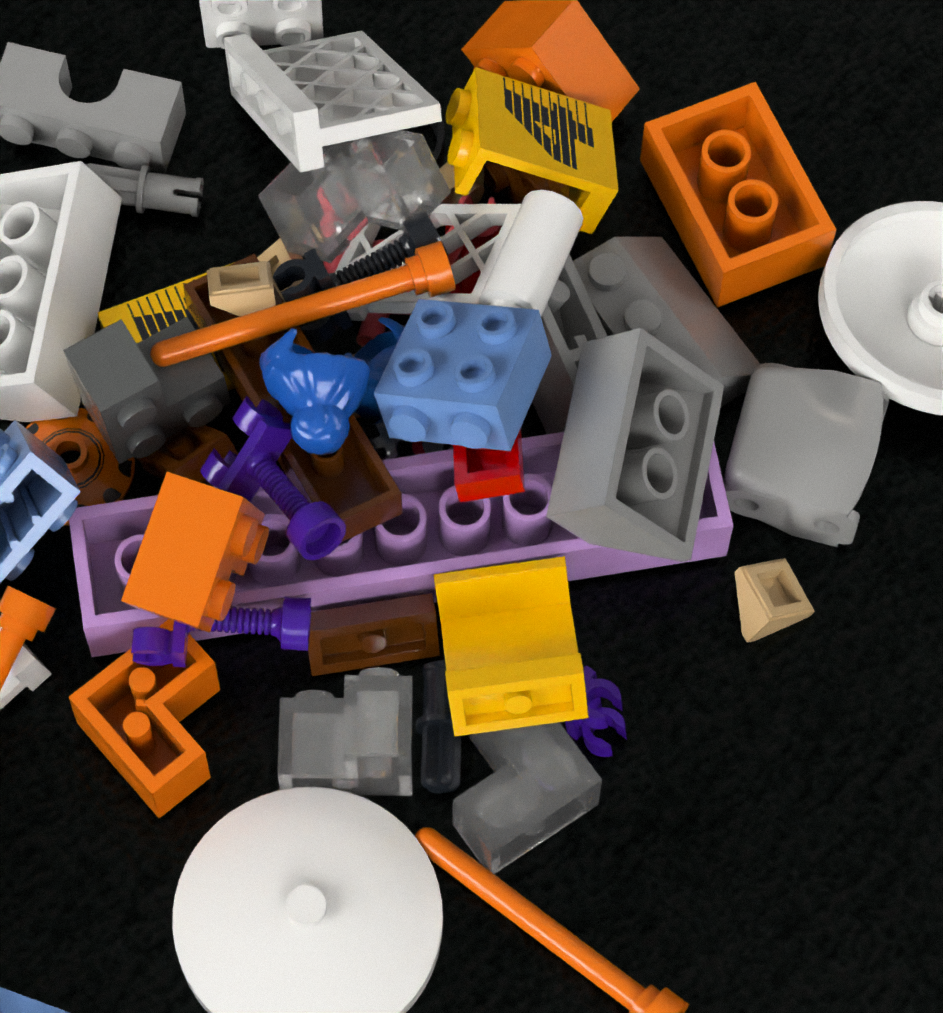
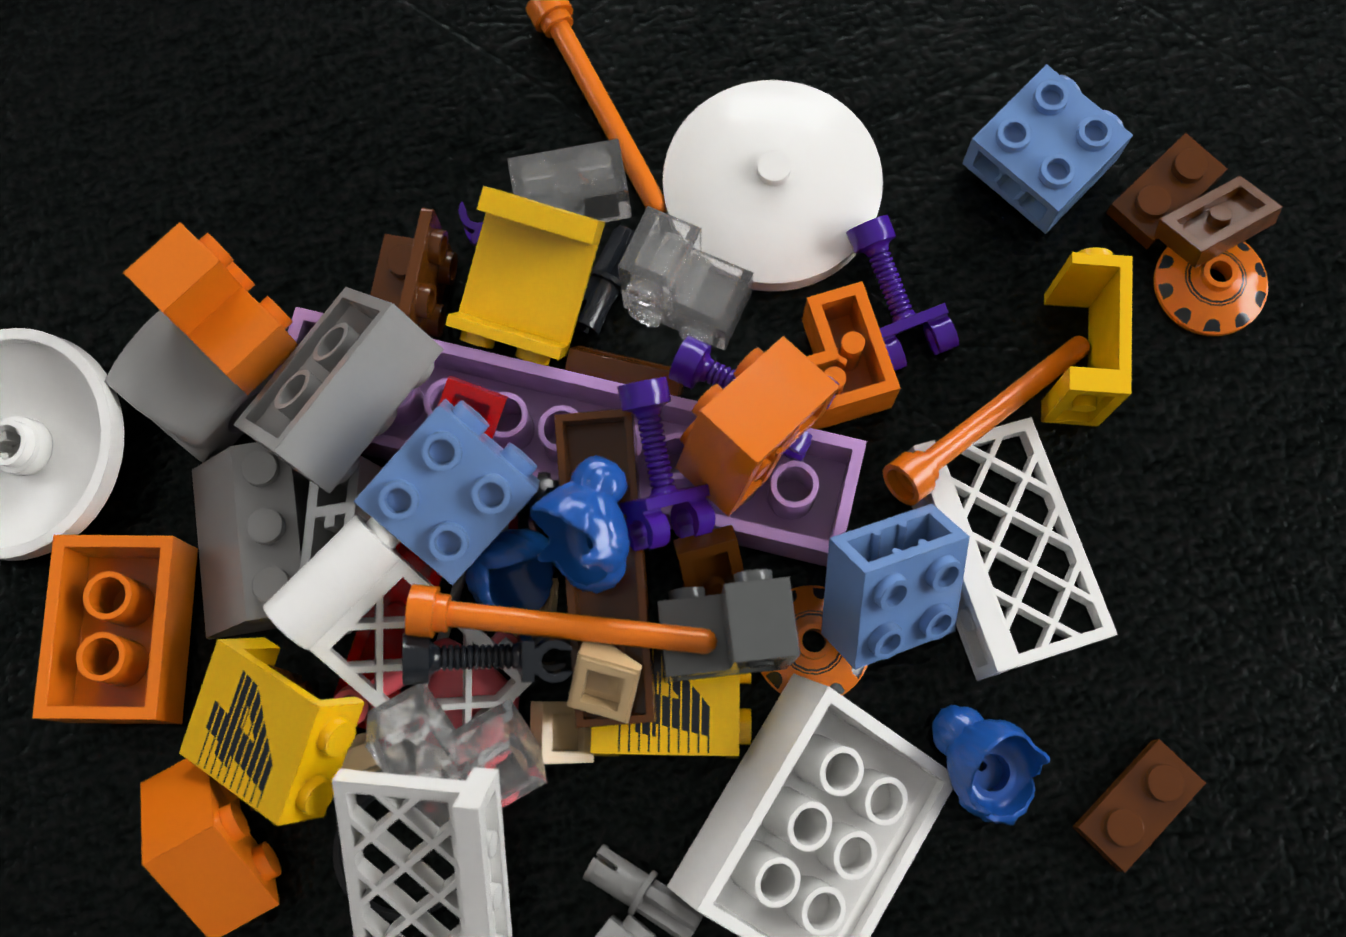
camera: 150 degrees left, 10 degrees up
(163, 876) = (873, 240): none -> dark purple bar
(645, 625) = (416, 271): none -> reddish brown bracket
(769, 598) = (300, 277): tan slope -> none
(791, 462) = (211, 304): none -> orange brick

